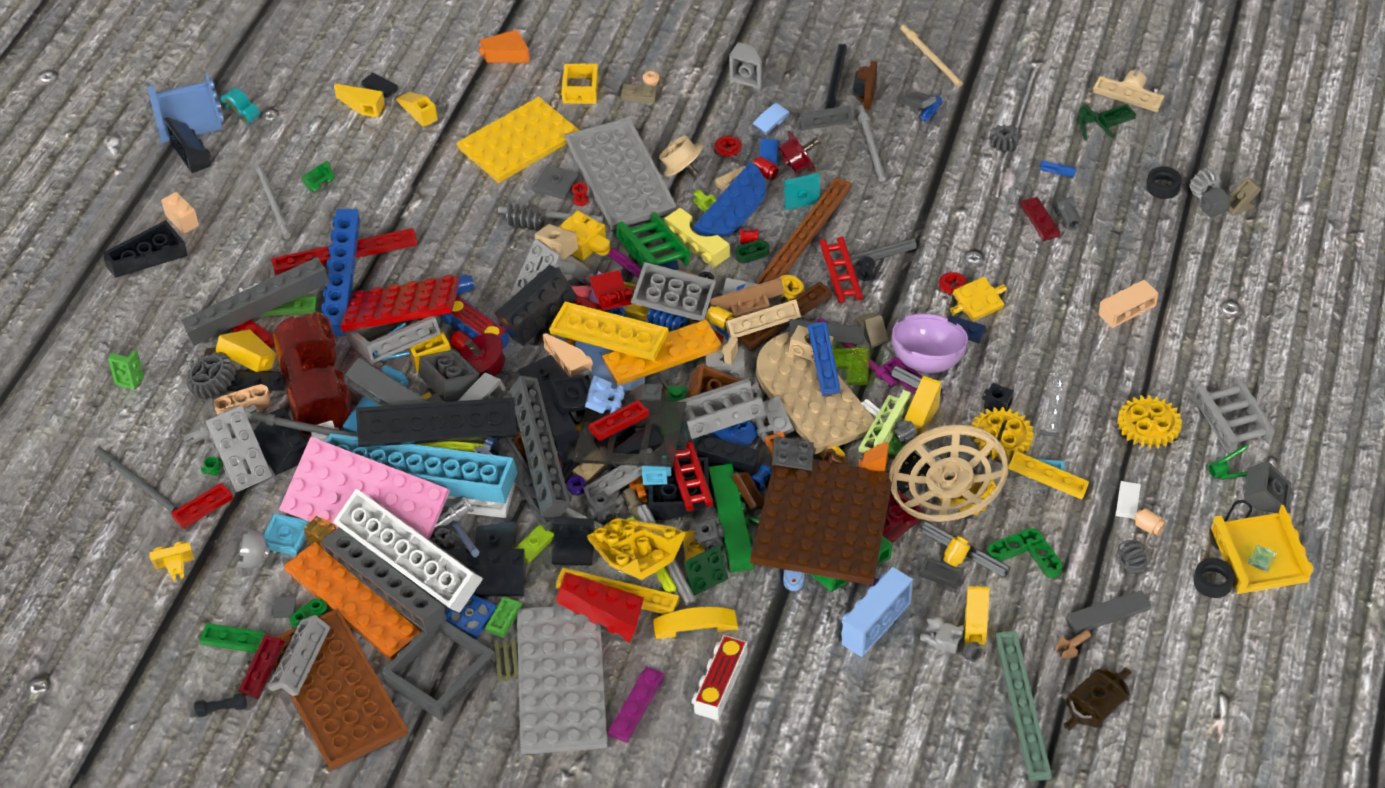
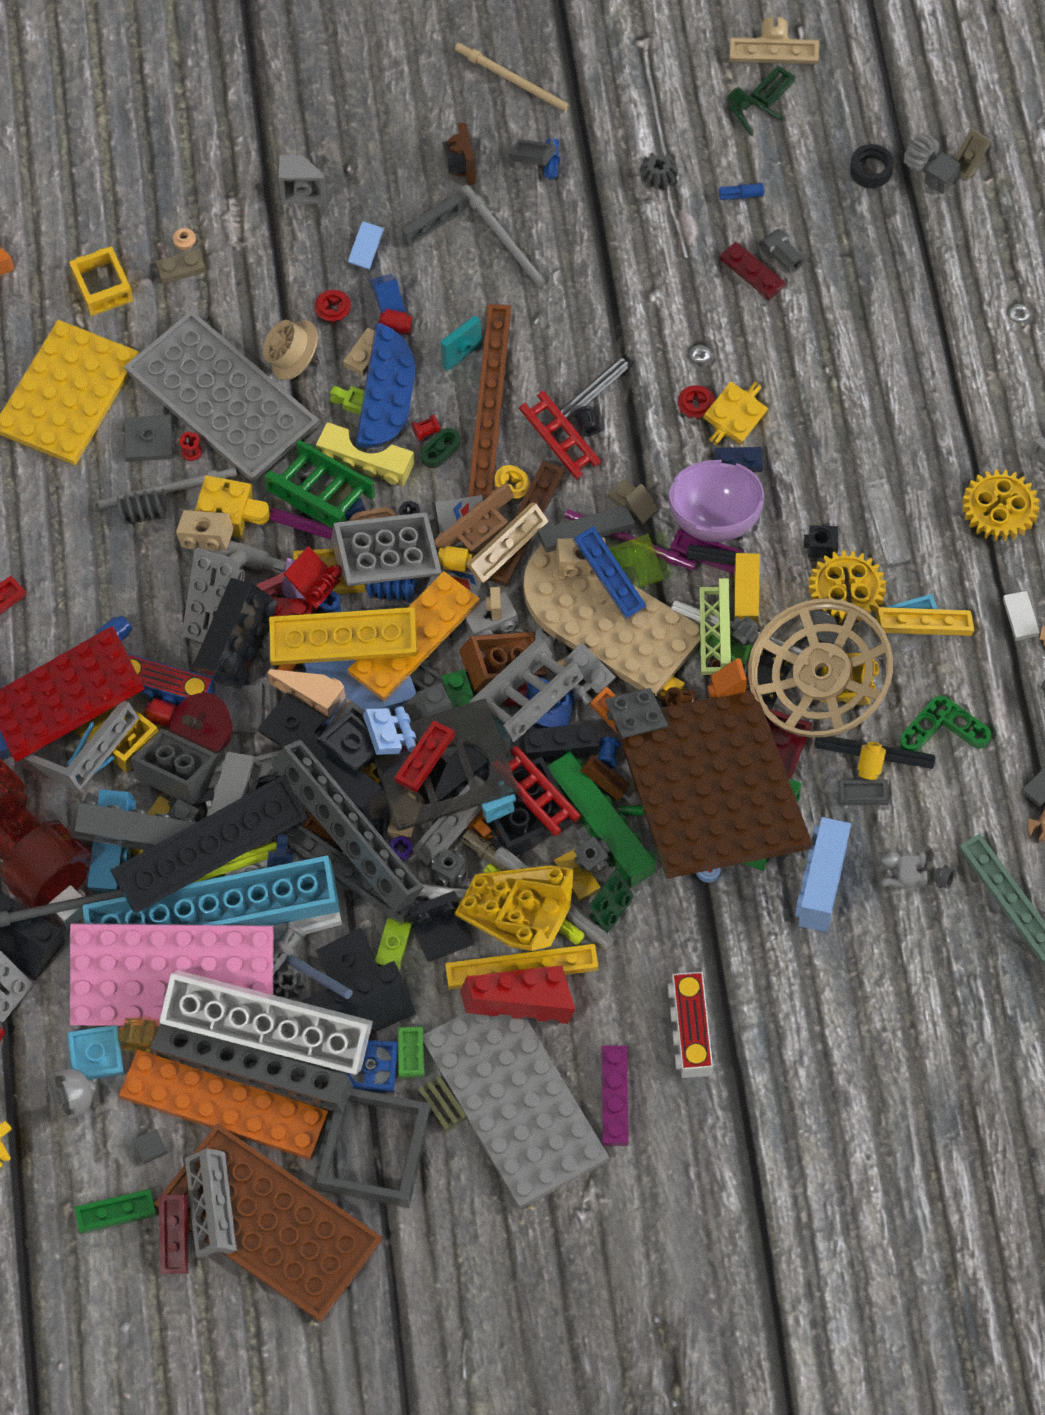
camera: 25 degrees left, 15 degrees up
(203, 707) = (132, 1311): black piece -> none
(309, 610) = (183, 1142): green plate -> none
(693, 619) = (626, 966): yellow slope -> none
(796, 155) = (428, 292): dark red piece -> none
(836, 76) = (413, 155): black axle -> none
(976, 615) = (935, 837): yellow slope -> none
(1128, 303) = (906, 353): light nougat brick -> none

